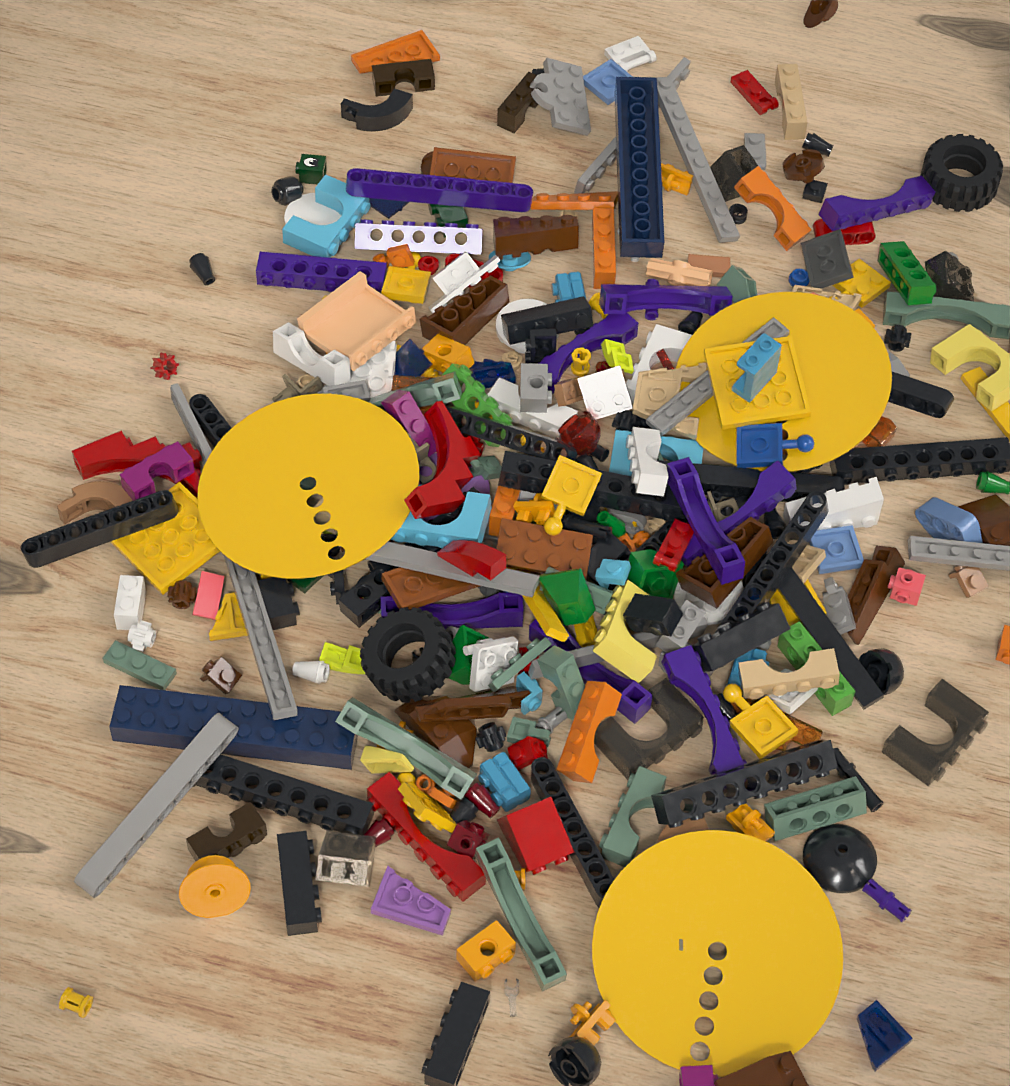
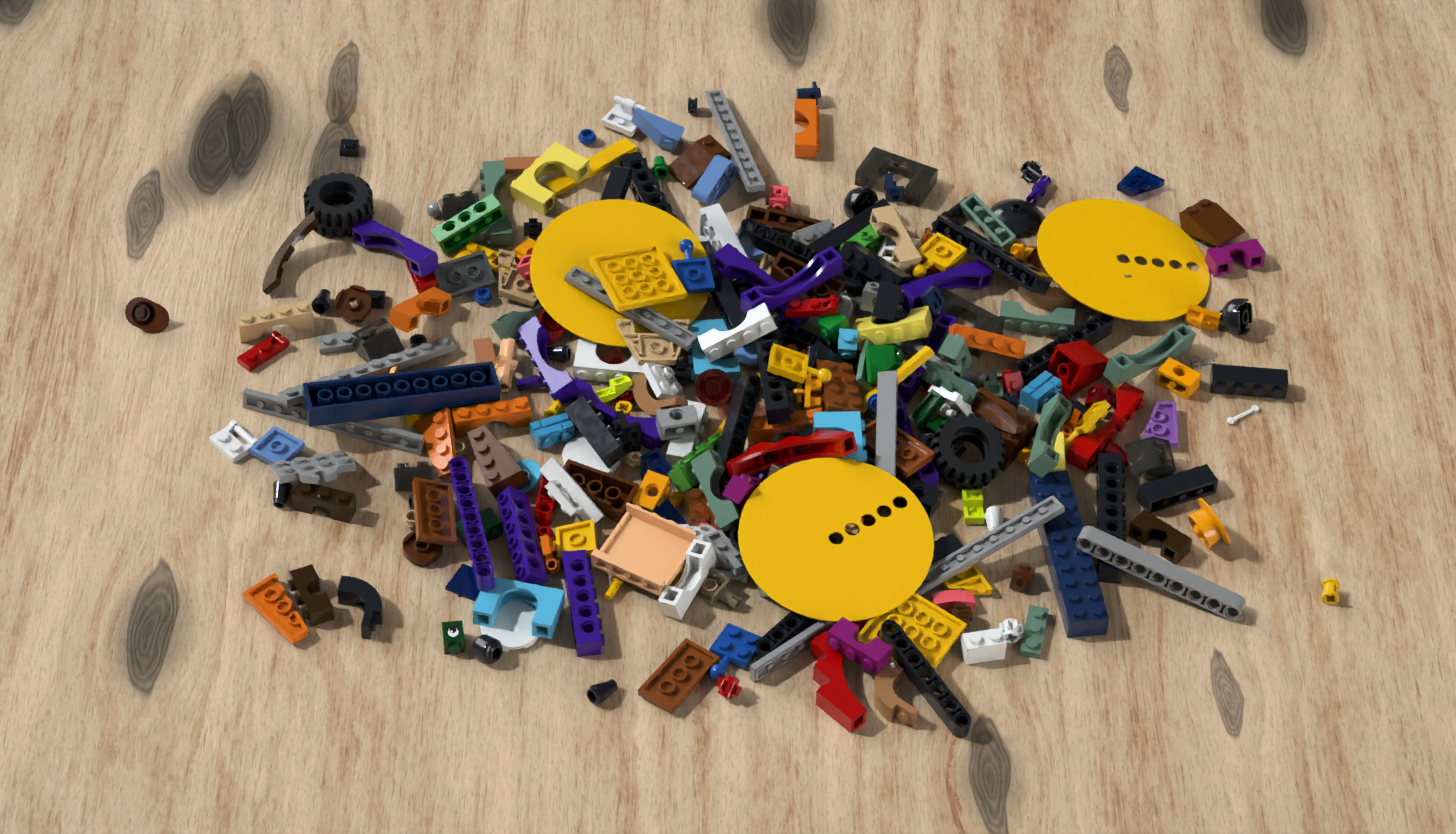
camera: 105 degrees left, 10 degrees down
(198, 333) = (678, 676): none -> dark orange plate
(220, 385) = (734, 647): none -> blue plate
(415, 1034) = (1254, 408): none -> white hinge
(474, 558) = (881, 407): red slope -> none
(483, 627) = (927, 408): none -> dark green tile
(538, 171) = (405, 474): none -> clear smoke slope
(662, 680) = (933, 299): none -> dark blue bracket
(759, 364) = (644, 260): dark azure panel -> none
(912, 129) = (274, 272): none -> dark brown tile
(914, 718) = (892, 192): none -> dark blue bracket
(920, 896) = (1031, 171): none -> black gear

